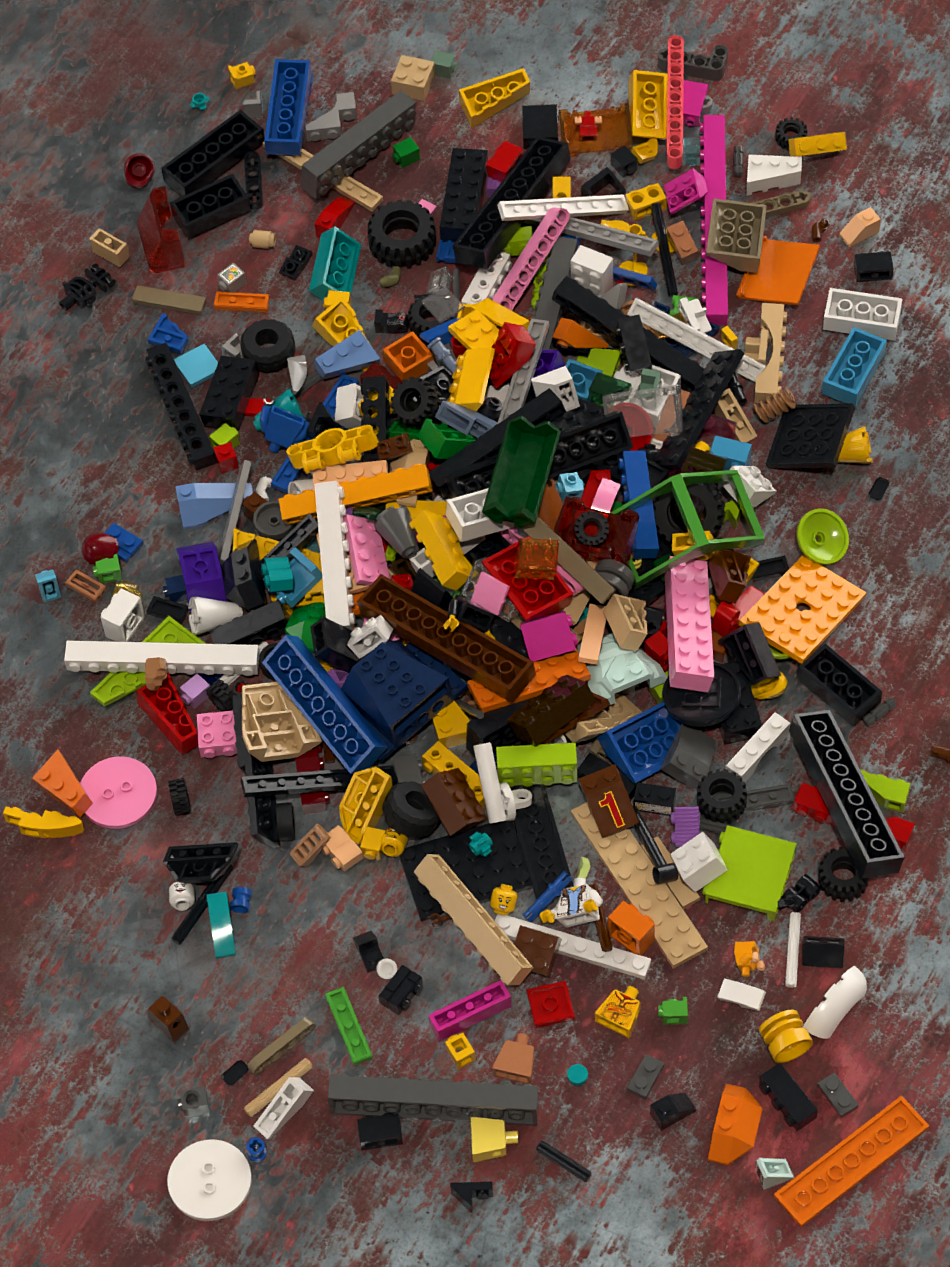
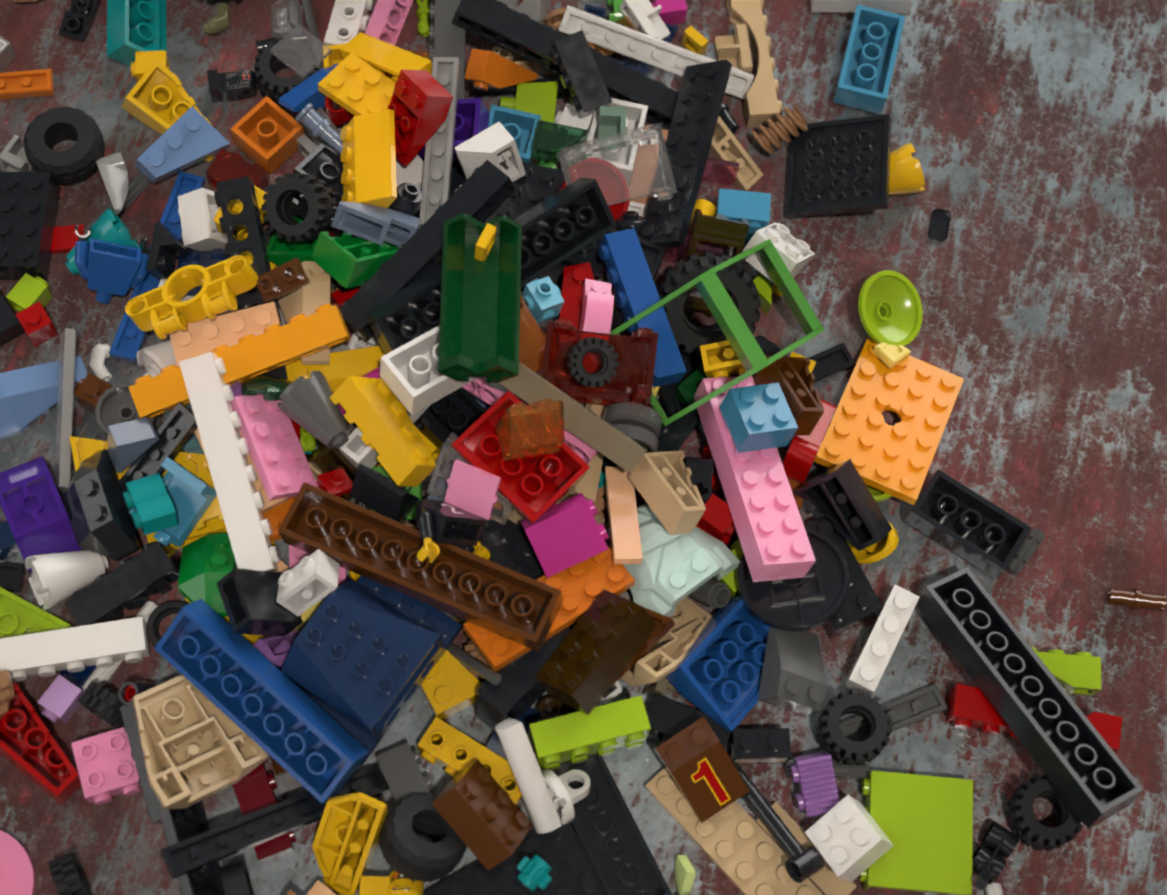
camera: 25 degrees left, 10 degrees up
(272, 534) = (129, 441): none -> sand blue slope
(533, 438) = (485, 242): none -> yellow tile
(644, 697) = (712, 594): none -> dark grey brick
(699, 582) = (758, 417): none -> dark azure brick
(814, 566) = (891, 354): none -> light yellow tile

